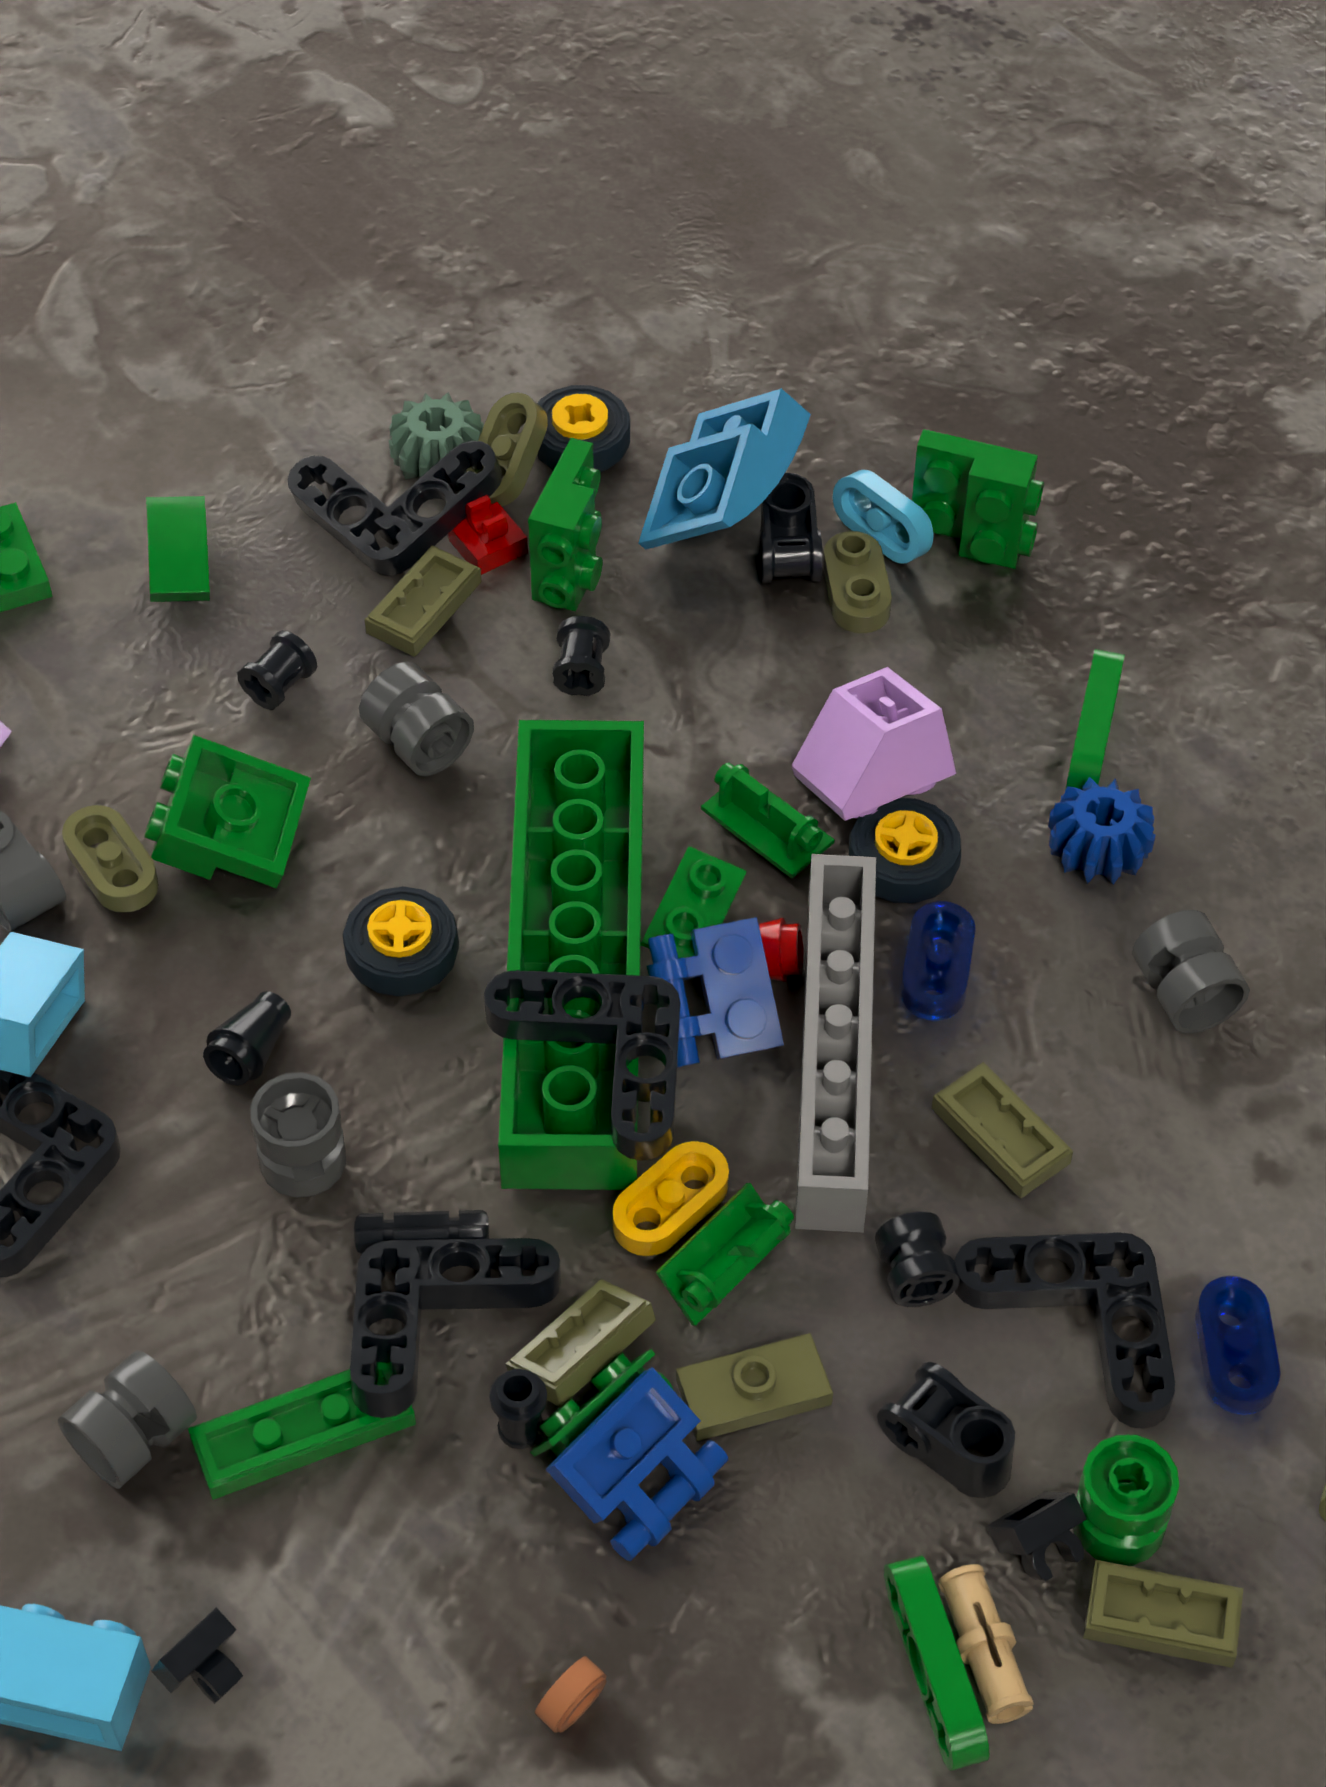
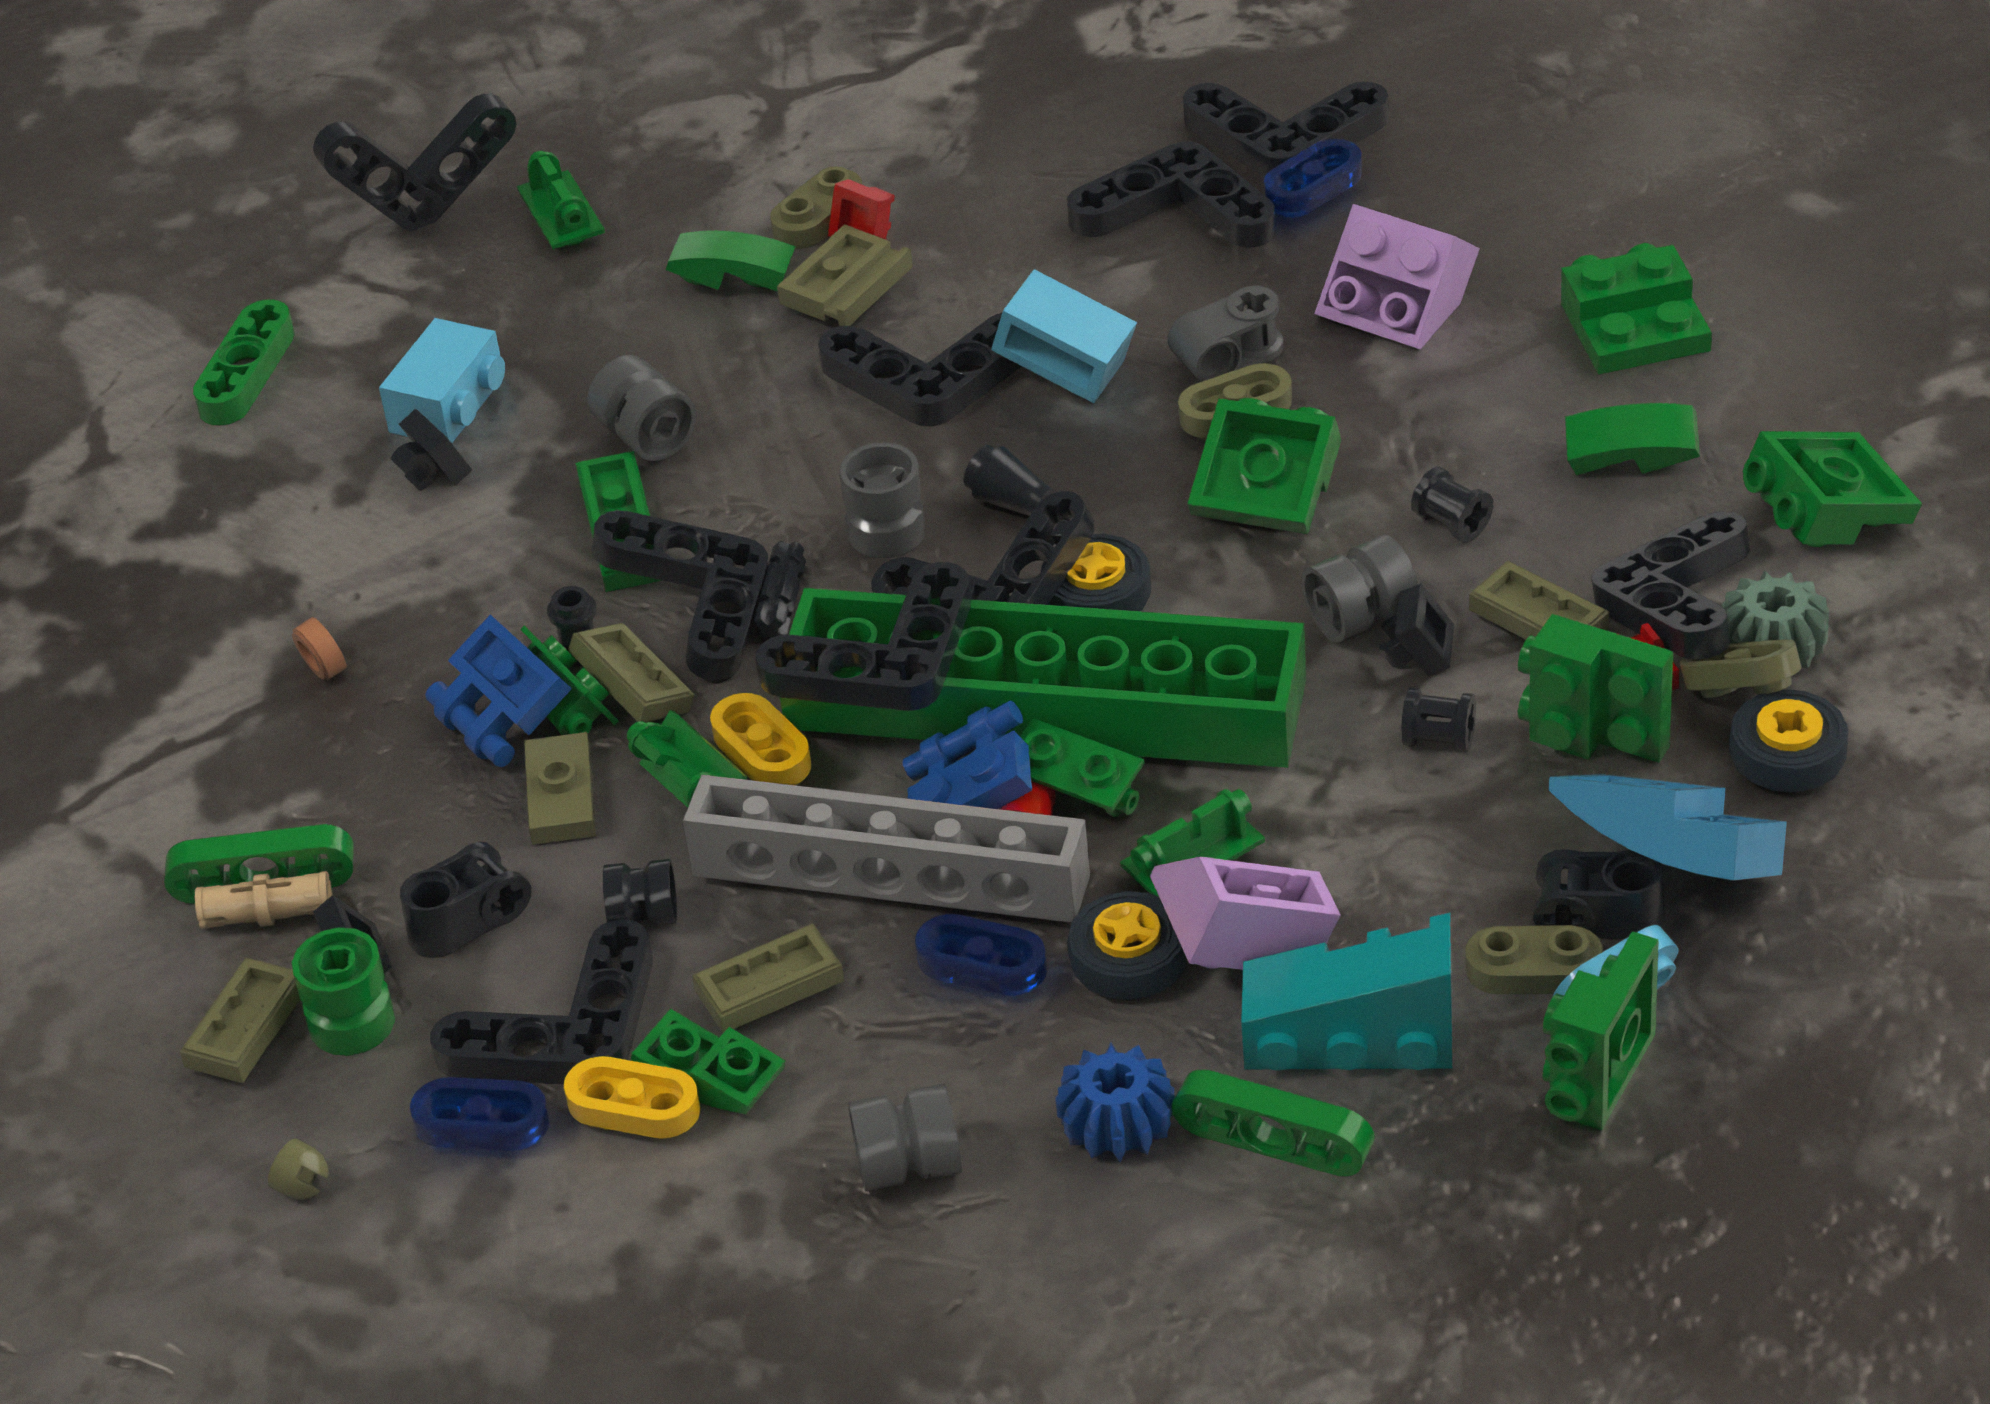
camera: 105 degrees right, 10 degrees down
(253, 411) = (1826, 485): none -> green plate
(451, 1022) = (1031, 544): none -> black beam
(466, 674) = (1418, 632): none -> black tile
(965, 660) = (1352, 1005): none -> teal wedge
(1116, 1166) = (727, 1069): none -> green slope
(1183, 1219) = (639, 1097): none -> yellow plate

